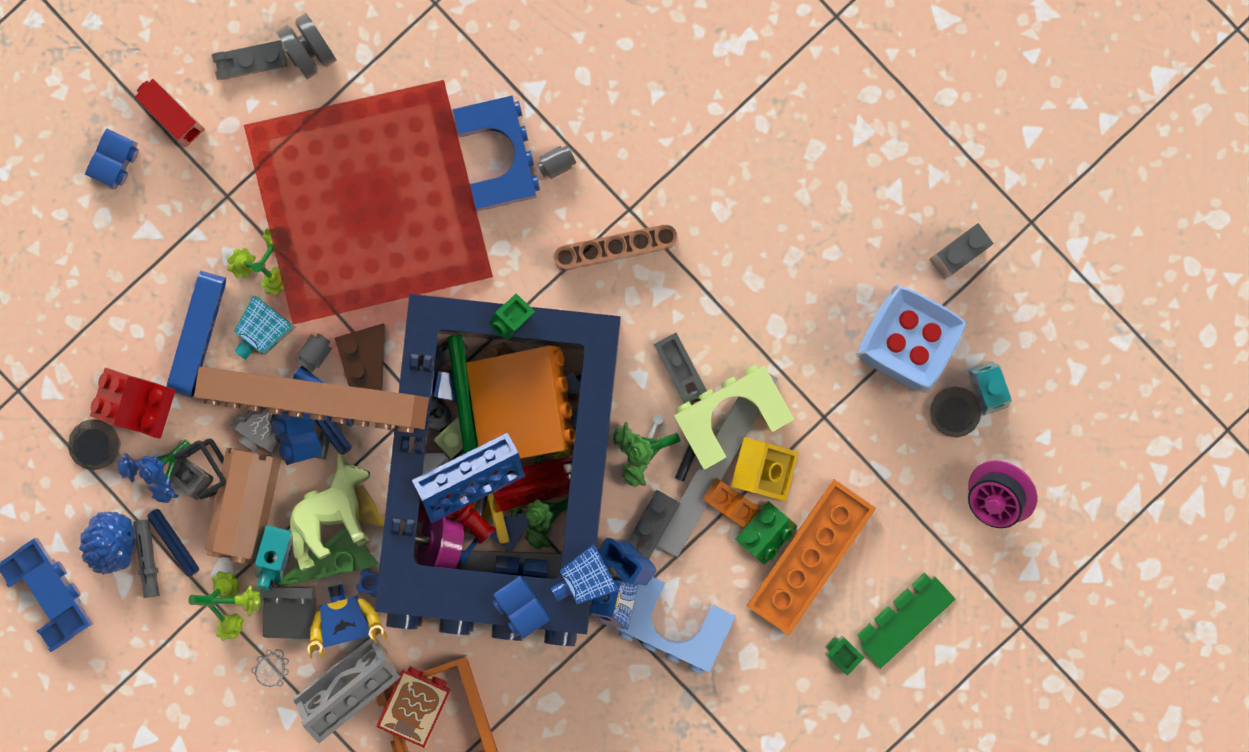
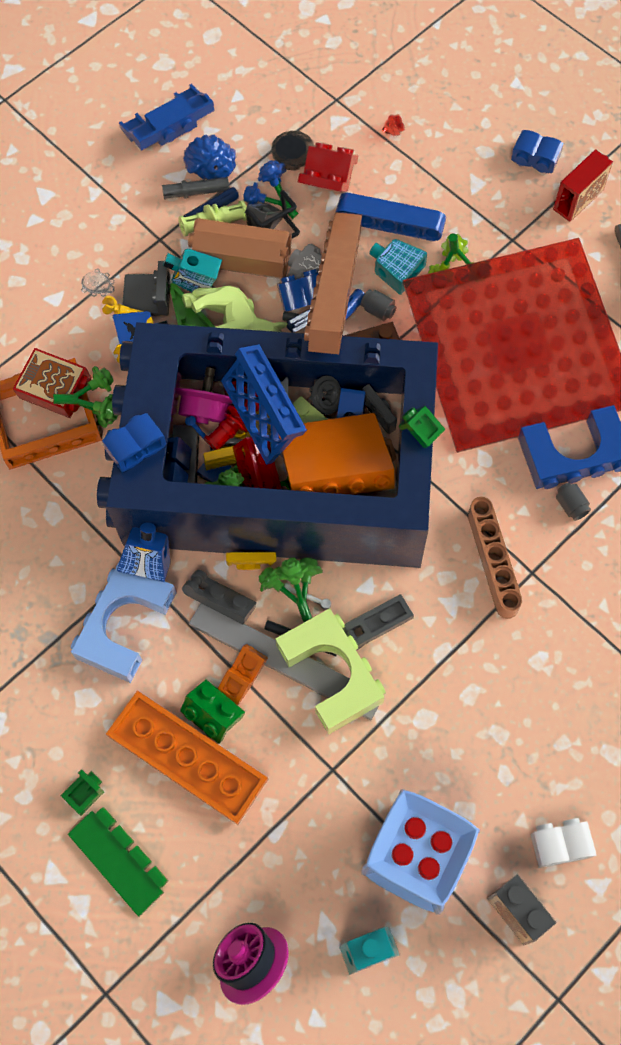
camera: 90 degrees right, 20 degrees down
(64, 323) = (393, 125): none -> clear red plate
(193, 537) = (222, 214): none -> yellowish green piece
(226, 588) = (155, 252): lime plant -> none
(345, 689) = (72, 328): light grey fence -> none
(442, 649) = (102, 410): none -> bright green plant
(462, 393) = (373, 406): green axle -> none
(585, 578) = (162, 499): blue torso -> none
(614, 501) = (250, 560): none -> yellow tile
(626, 561) = (183, 565): blue brick -> none
(765, 469) = (276, 707): yellow slope -> none
(899, 206) = (563, 843): none -> white brick
(955, 412) = (342, 912): clear smoke tile -> none

